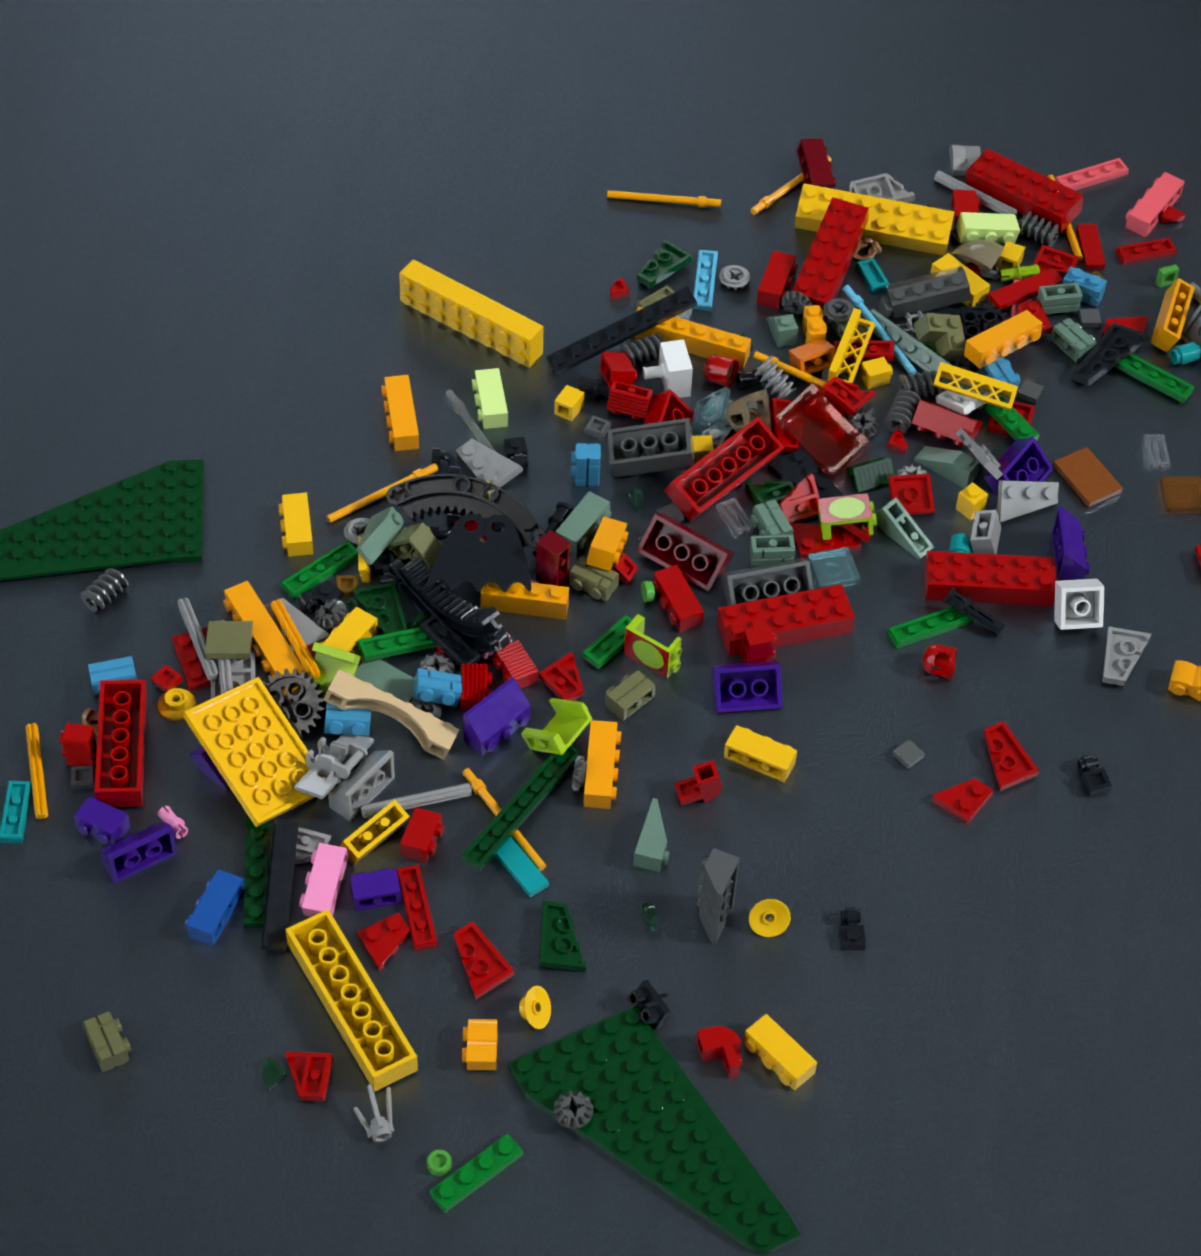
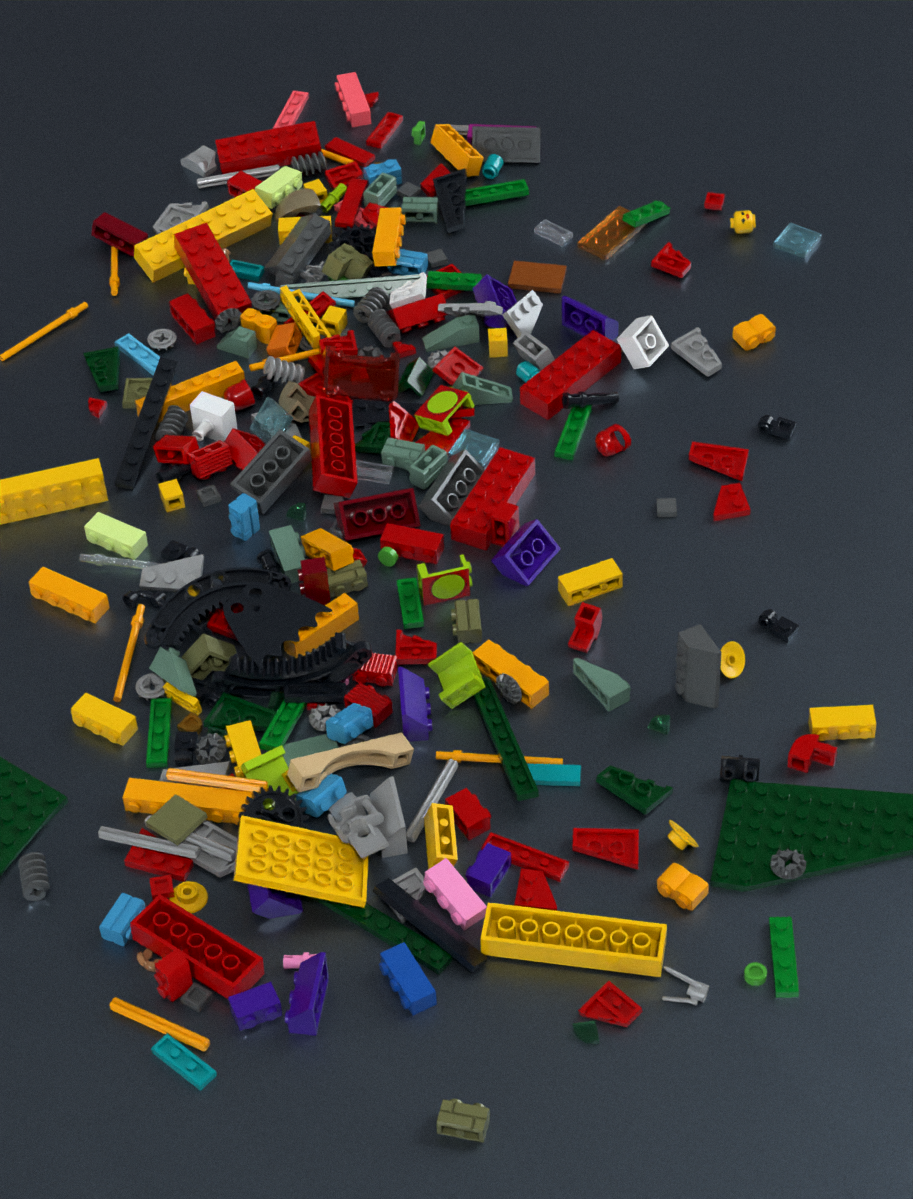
camera: 45 degrees left, 5 degrees down
(977, 382) = (412, 270): yellow fence -> none

